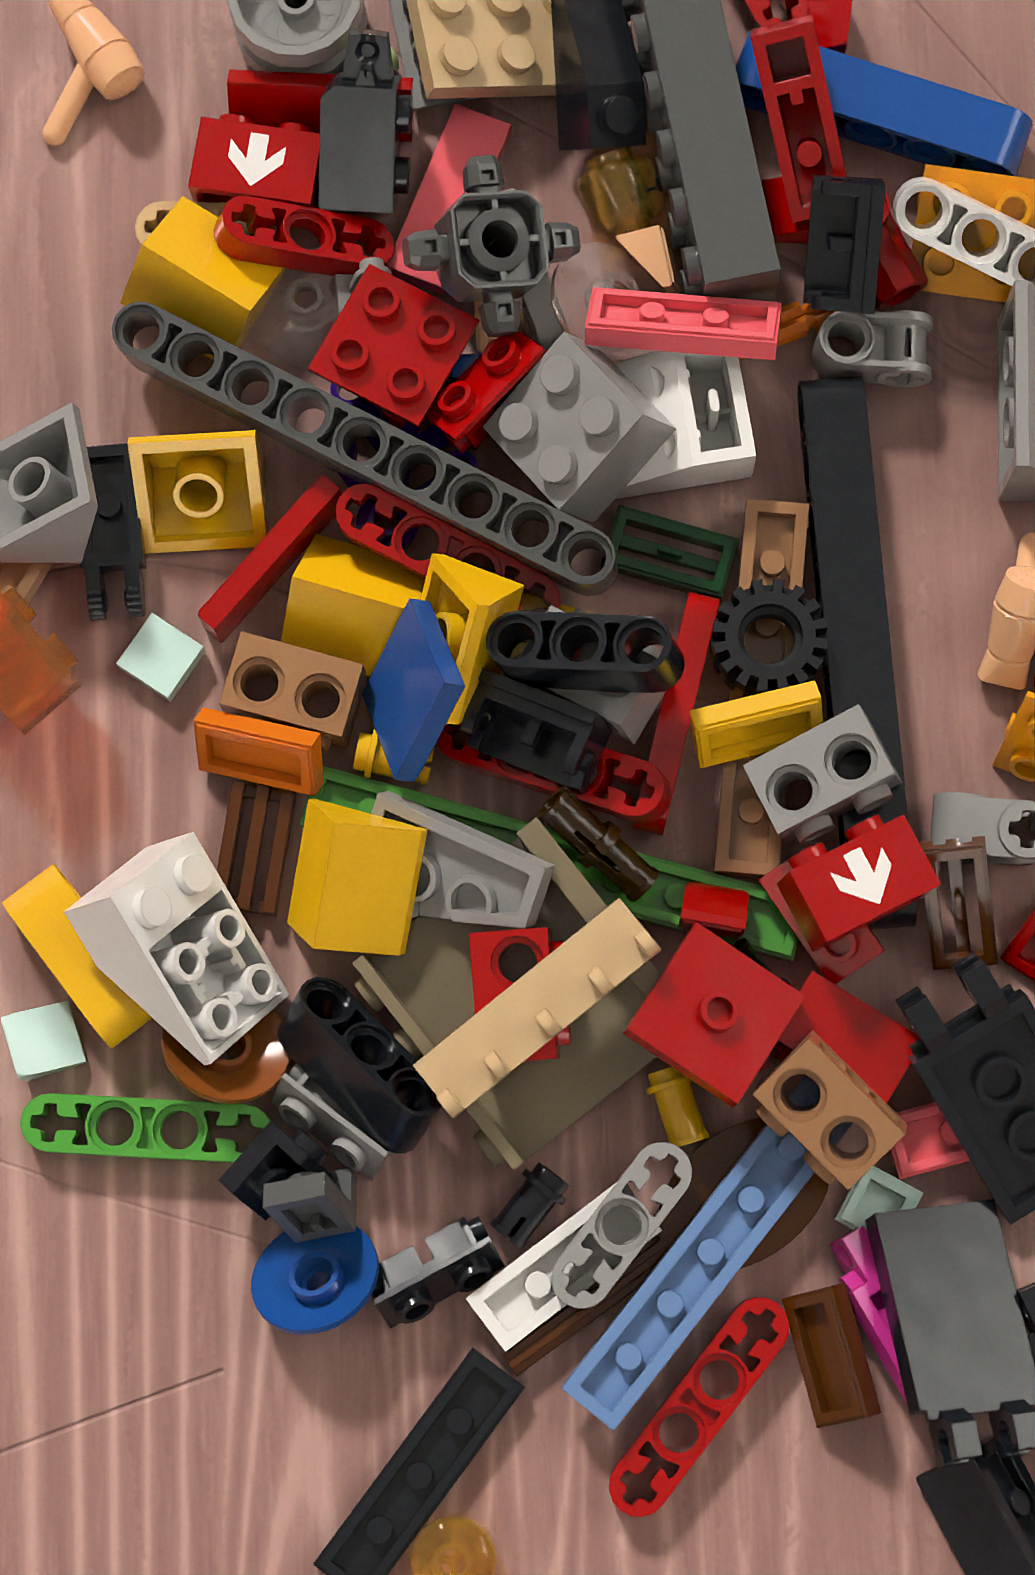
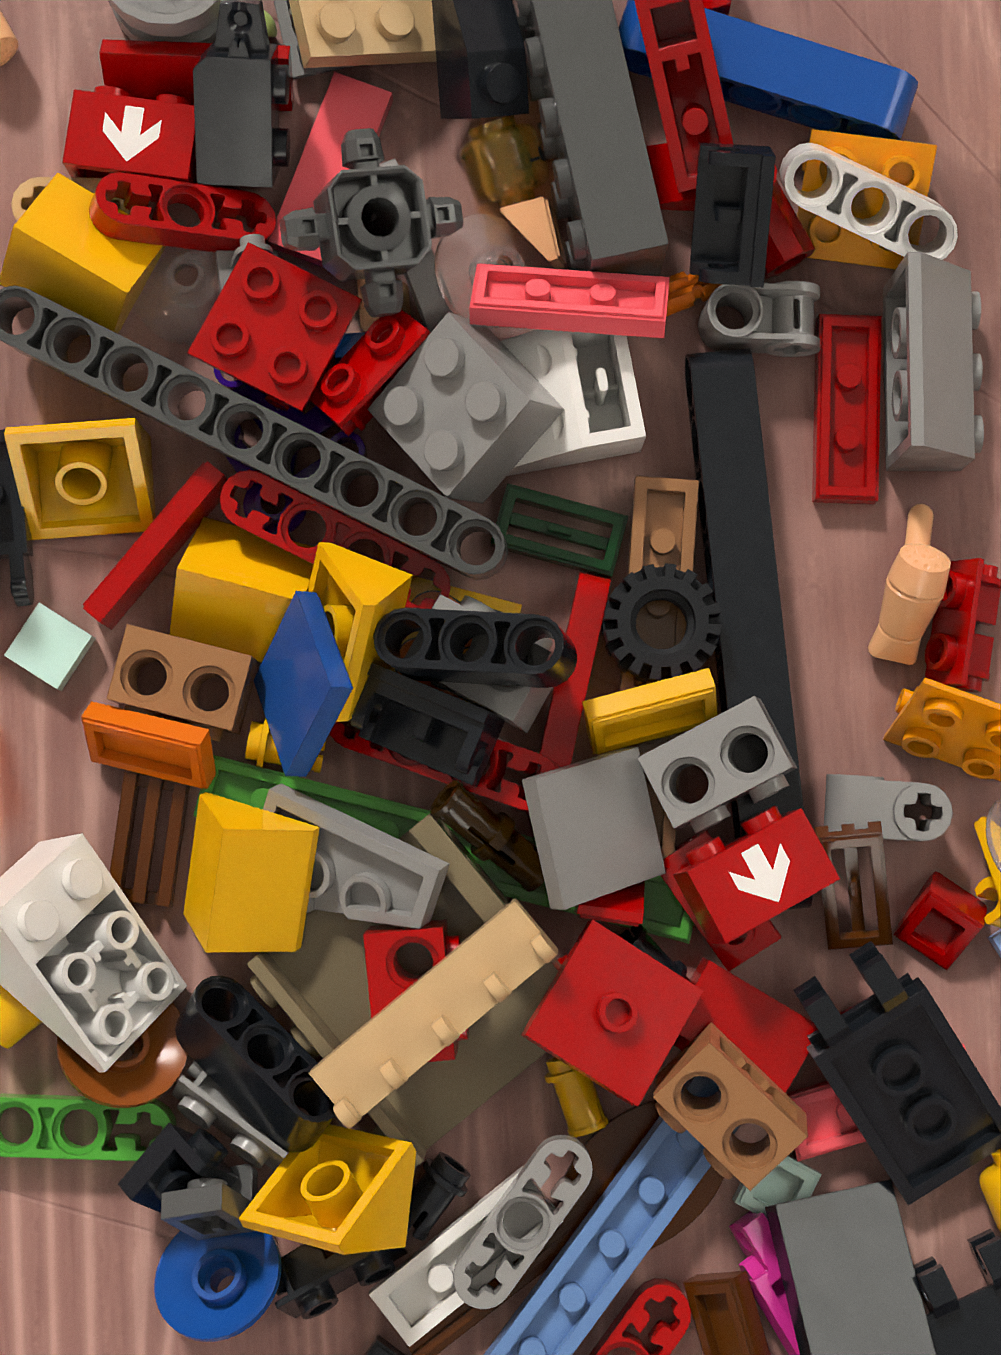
camera: 10 degrees left, 5 degrees up
(441, 1189) = (339, 1194): none -> yellow slope
(699, 833) = (593, 827): none -> light grey tile
(959, 439) = (847, 409): none -> red tile

